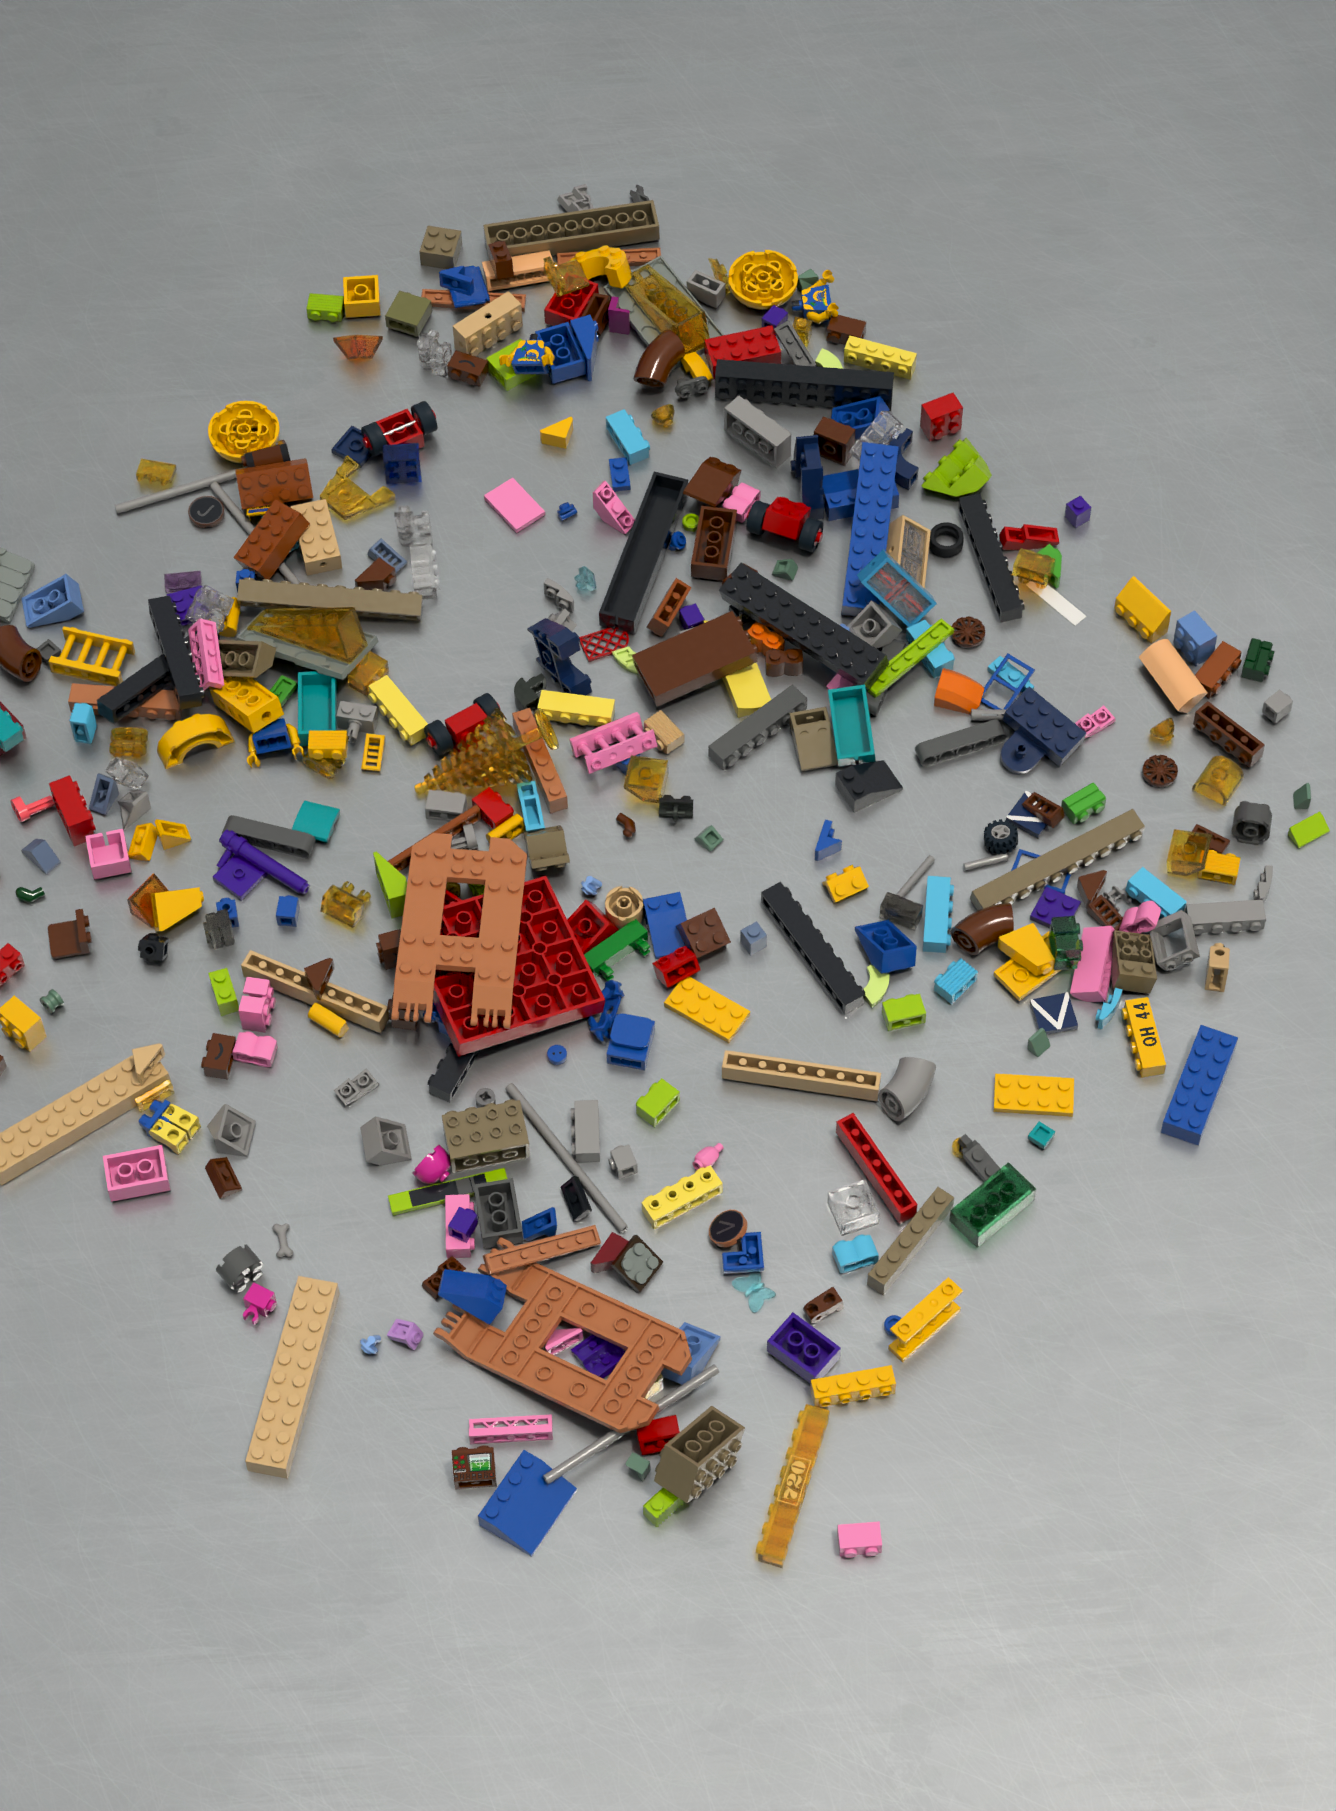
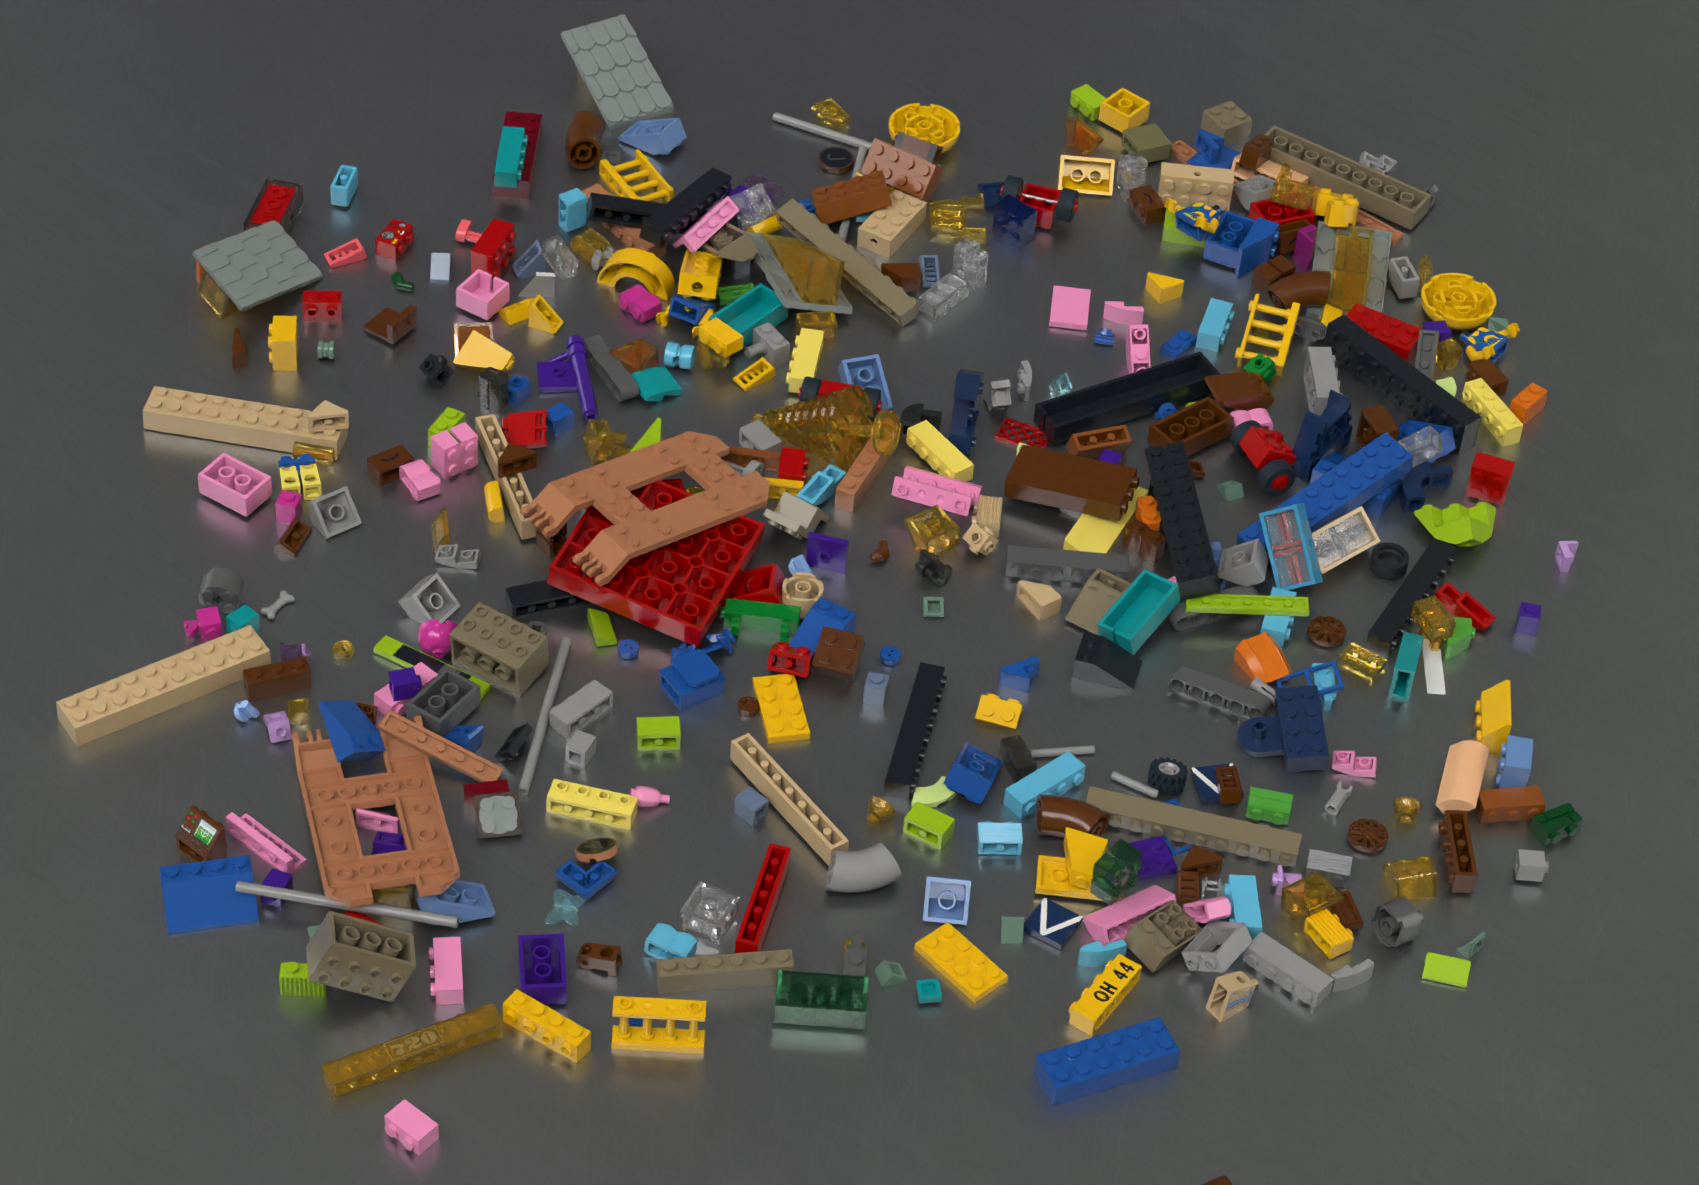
camera: 40 degrees right, 15 degrees down
(153, 740) = (599, 258): none -> light grey piece
(195, 1156) = (288, 506): none -> dark pink brick
(223, 761) = (640, 303): none -> dark pink brick
(277, 809) = (637, 354): none -> clear orange slope
(279, 941) = (526, 428): none -> red plate
(281, 1278) = (241, 618): none -> teal brick
(306, 783) = (678, 355): none -> medium azure wheel
(320, 1077) = (440, 529): none -> clear yellow slope
(350, 1276) = (294, 651): none -> clear purple brick
(362, 1299) = (277, 679): none -> reddish brown brick
(371, 1233) = (343, 650): none -> clear yellow tile
(398, 377) = (1086, 174): none -> yellow slope
(406, 1308) = (298, 711): none -> clear yellow brick
(454, 690) = (866, 372): none -> medium blue slope
(520, 1055) = (601, 628): none -> lime slope
(533, 293) = (1254, 190): none -> light grey slope
(556, 481) = (1118, 313): none -> bright pink slope
(560, 1451) = (277, 879): none -> dark purple brick
(602, 858) = (827, 553): none -> dark purple plate
(617, 357) = (1272, 271): none -> reddish brown piece
(681, 750) = (980, 539): none -> tan brick
(685, 1026) = (748, 706): none -> reddish brown tile
(688, 403) = (1285, 330): none -> yellow fence
(700, 456) = (1261, 365): none -> green brick
(727, 902) = (890, 655): none -> blue tile
(743, 1407) = (446, 970): none -> bright pink brick
(770, 770) = (1039, 599): none -> tan slope
(780, 1102) = (751, 806): none -> sand blue brick
(861, 1030) = (879, 810): none -> clear yellow brick
(894, 329) = (1528, 403): none -> orange brick
(976, 1057) = (946, 899): none -> medium blue slope
(1002, 1144) = (890, 973): none -> sand green slope
(1014, 635) = (1362, 659): none -> clear yellow plate
(1043, 439) = (1565, 554): none -> lavender bracket
(1048, 616) = (1406, 666): none -> teal slope
(1114, 759) = (1338, 799): none -> light grey bar
(1153, 851) = (1282, 879): none -> lavender bracket
(1167, 818) = (1331, 866): none -> brick

